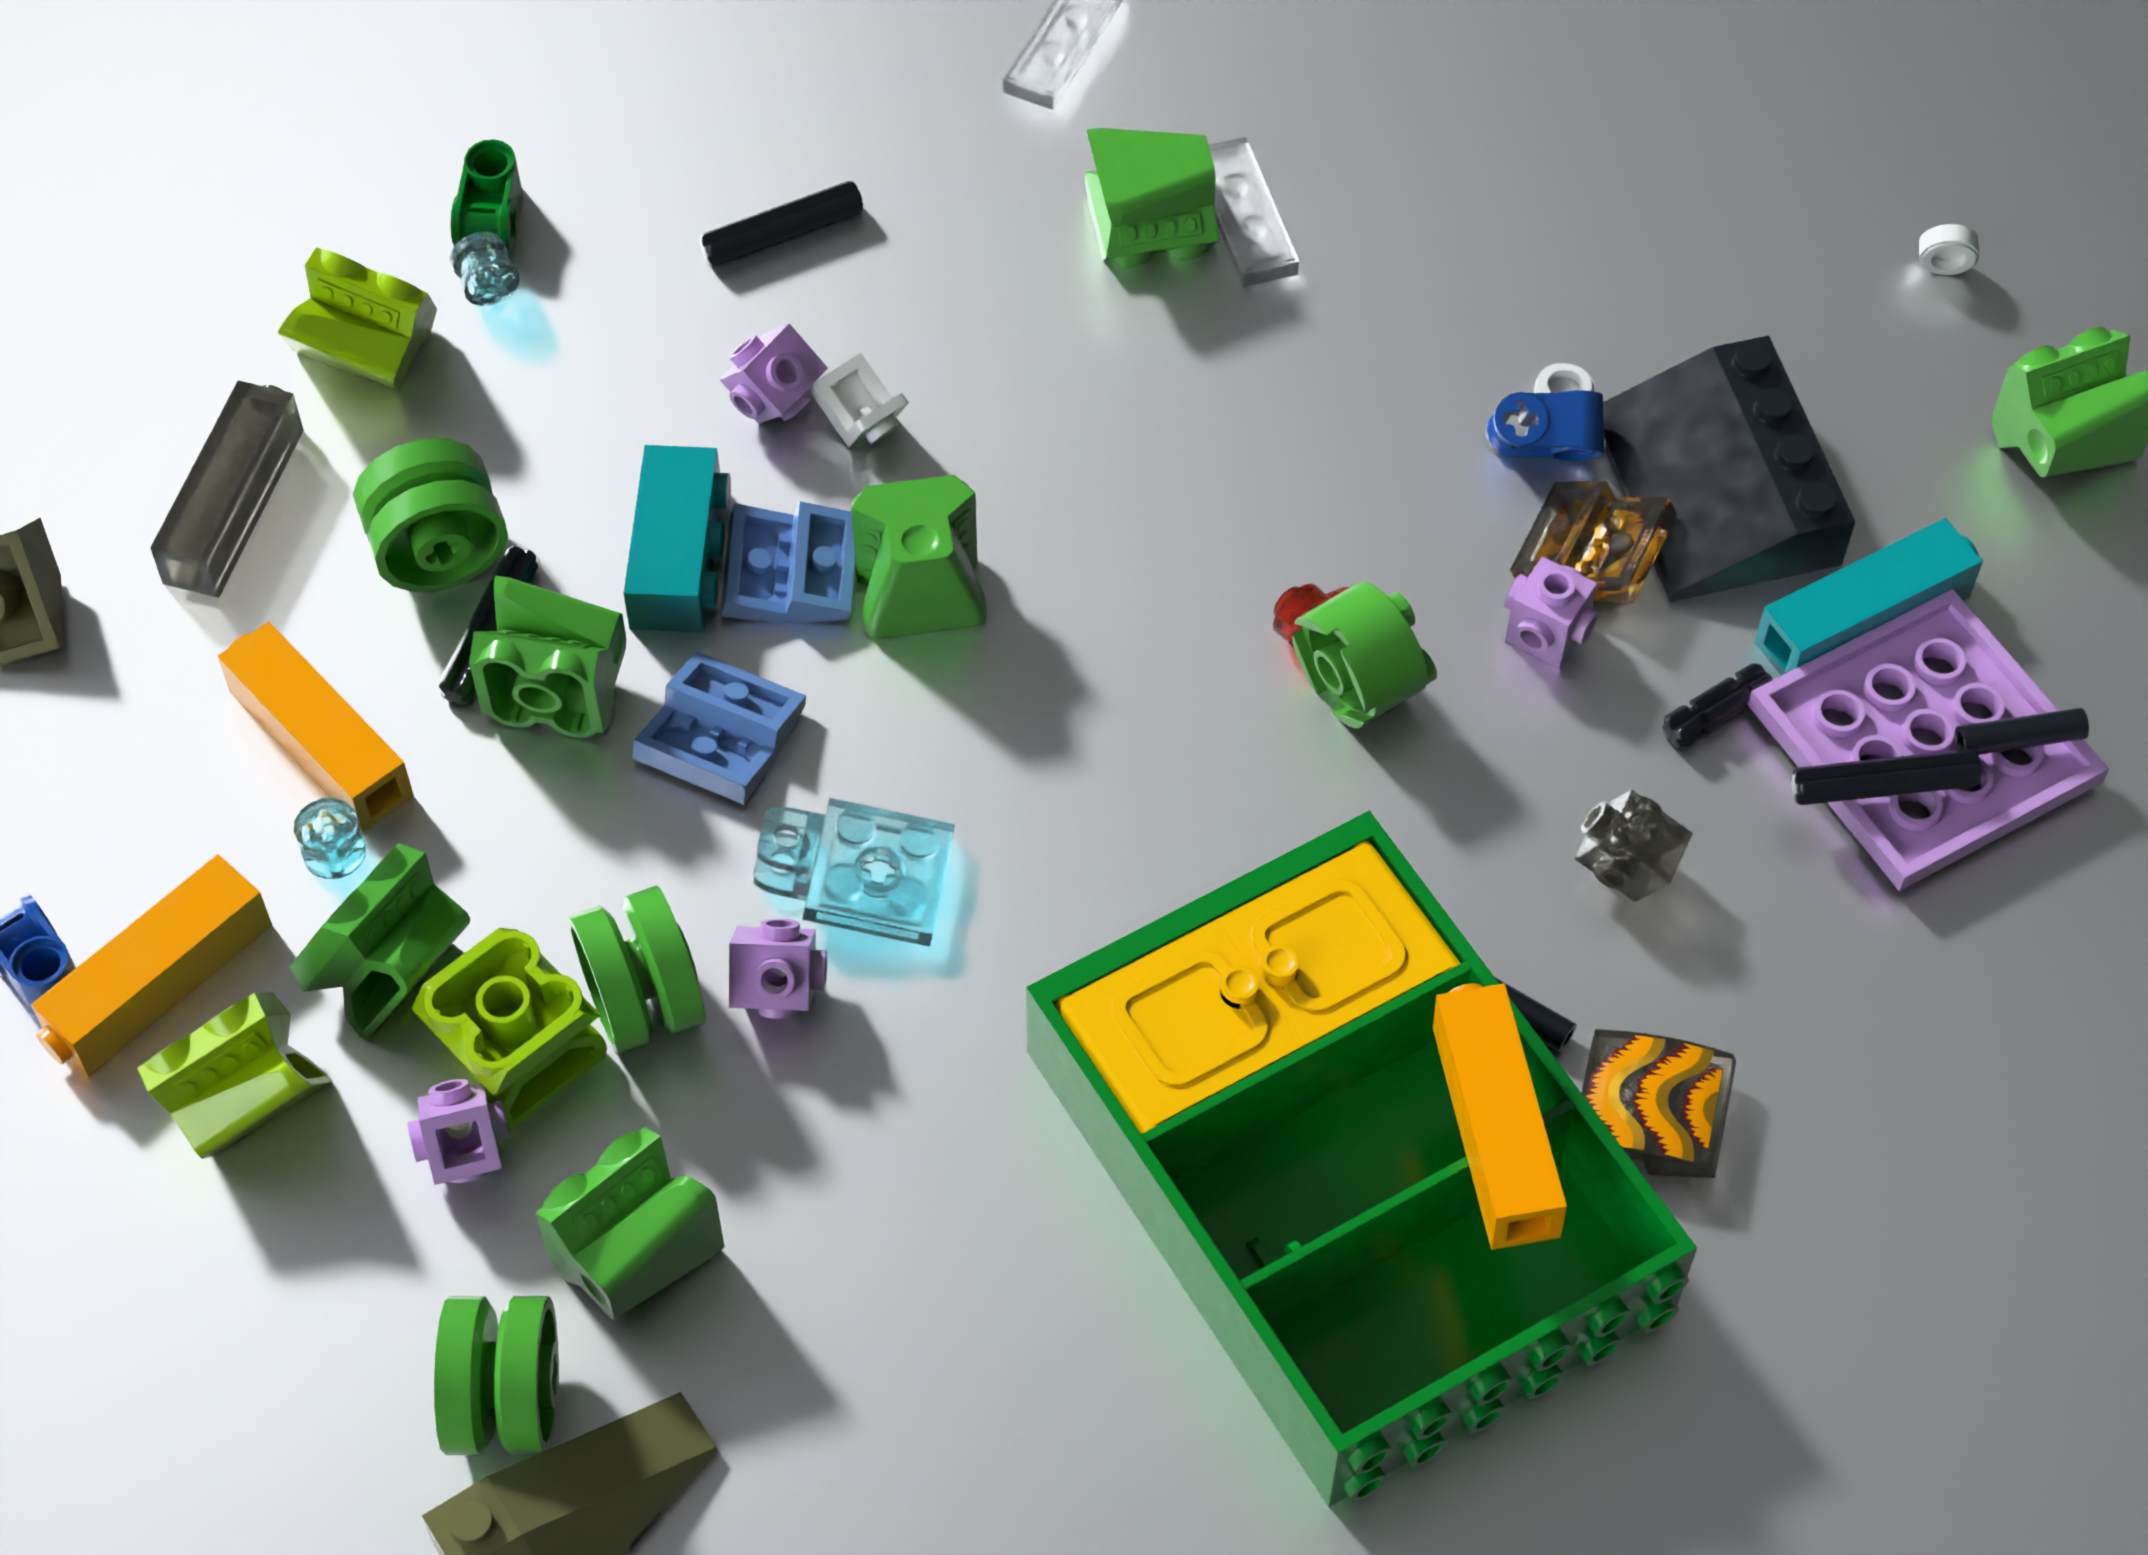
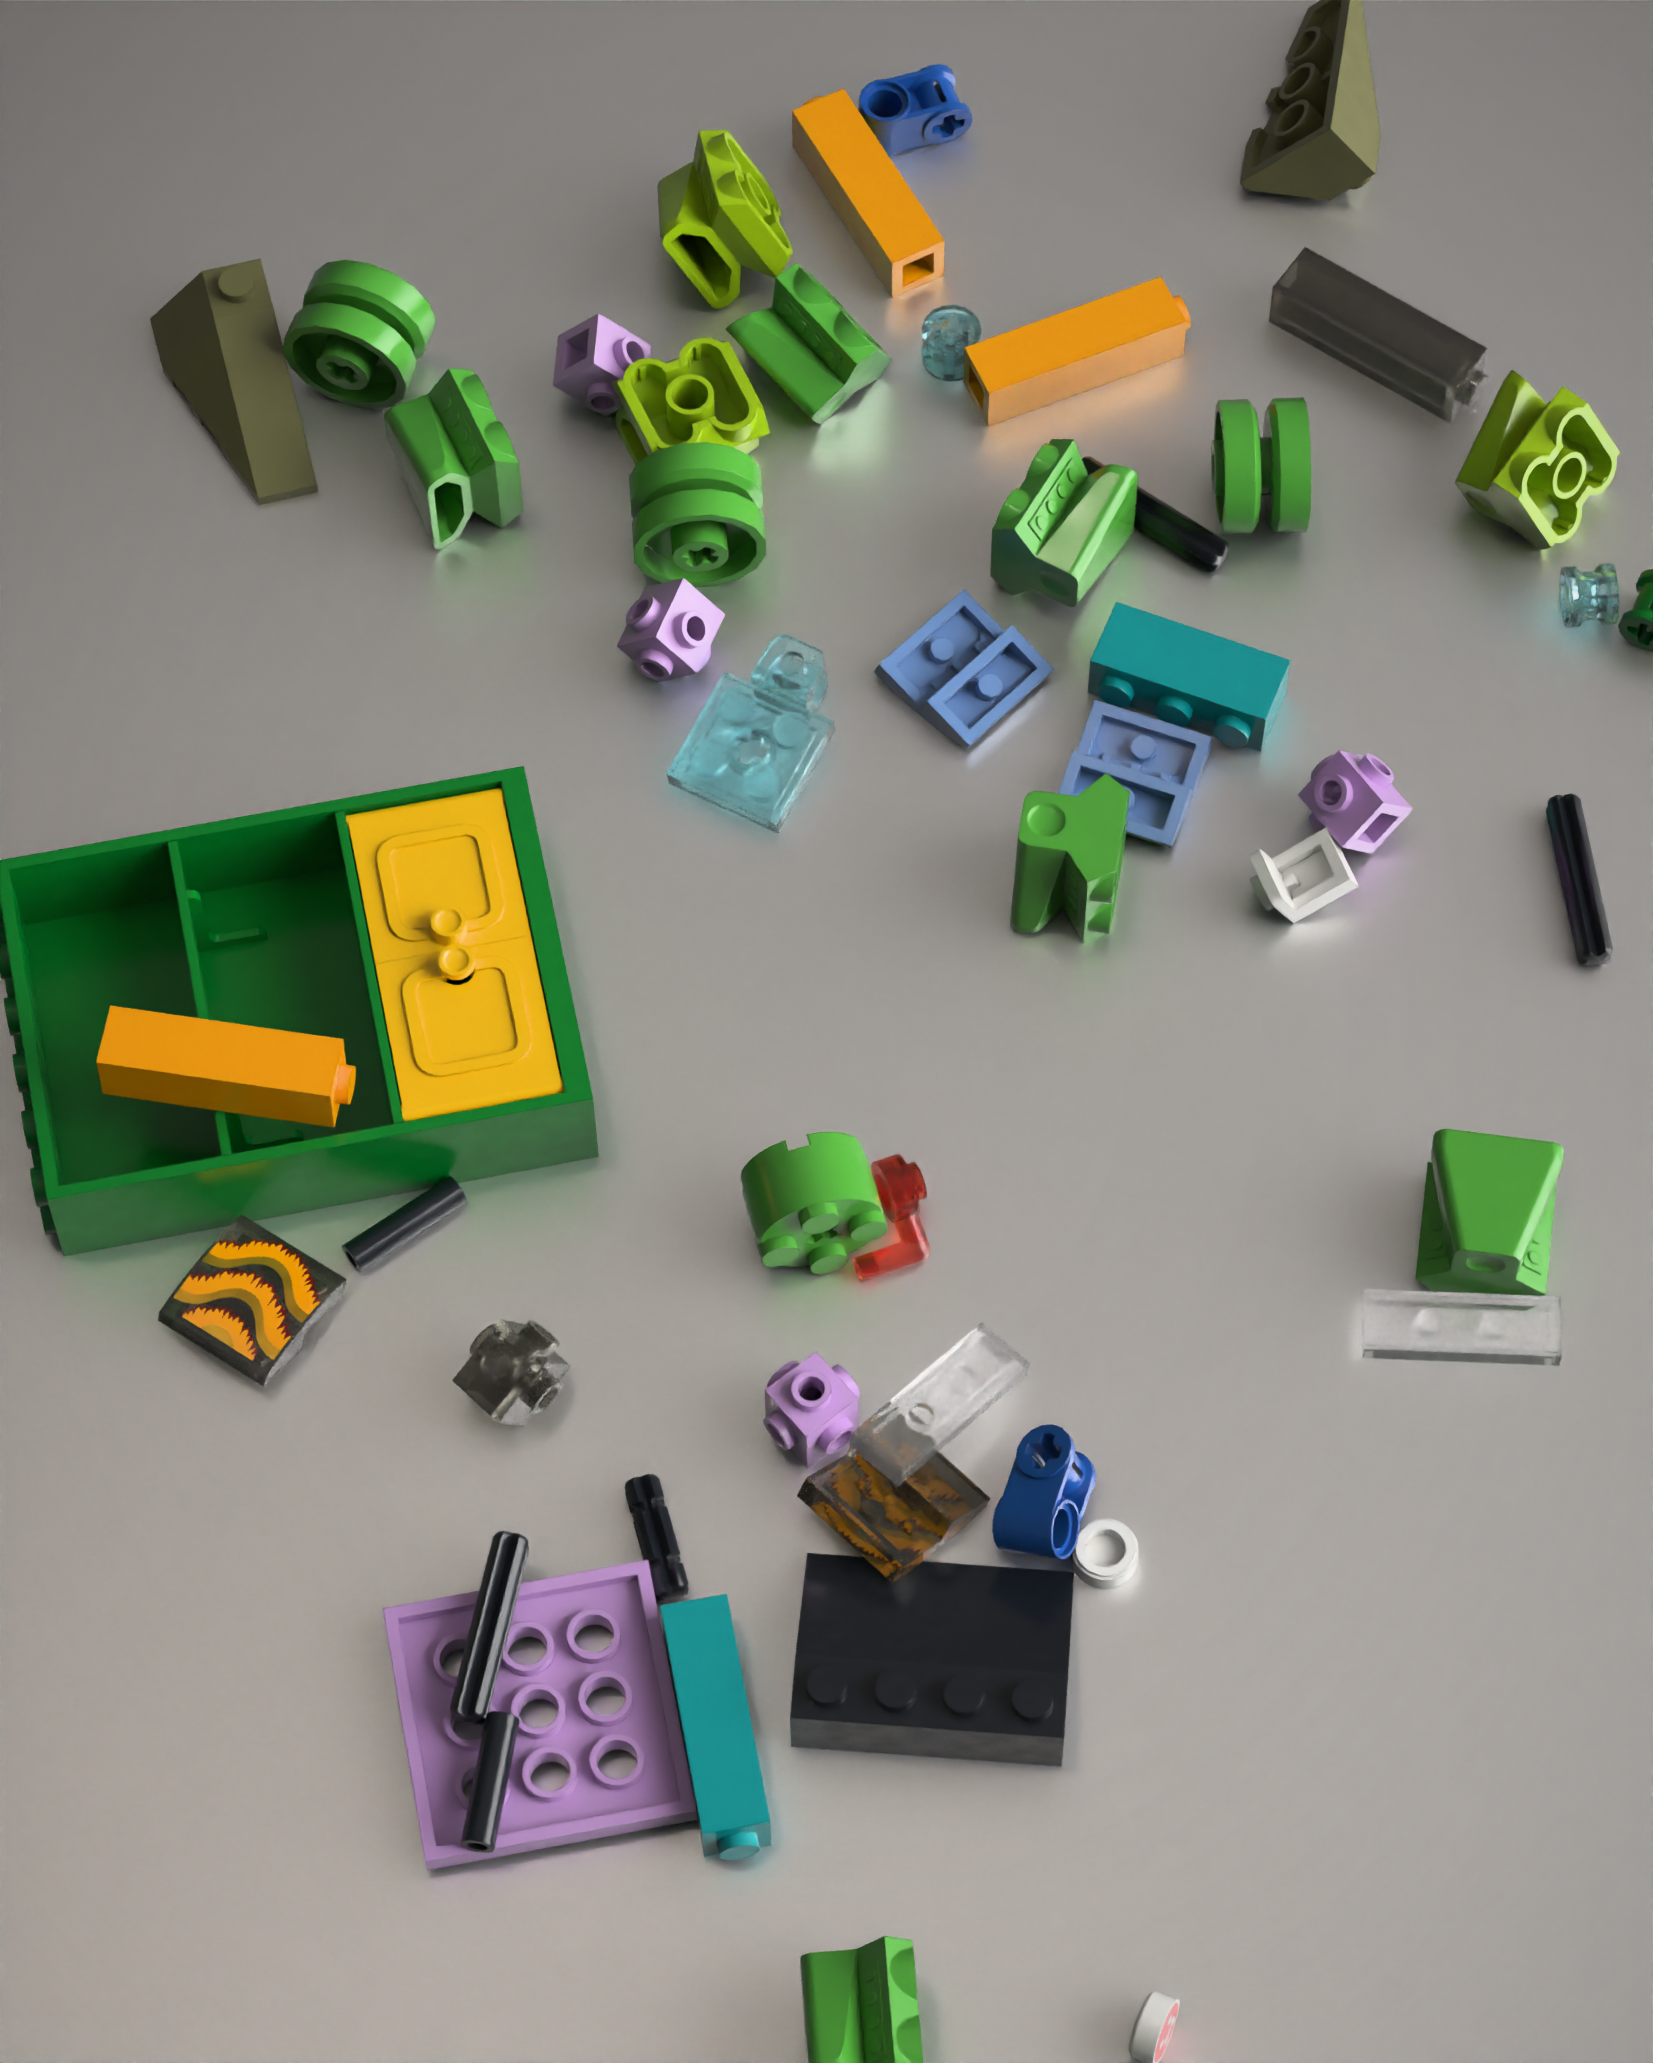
camera: 110 degrees right, 5 degrees up
(1497, 524) = (939, 1404): none -> clear tile

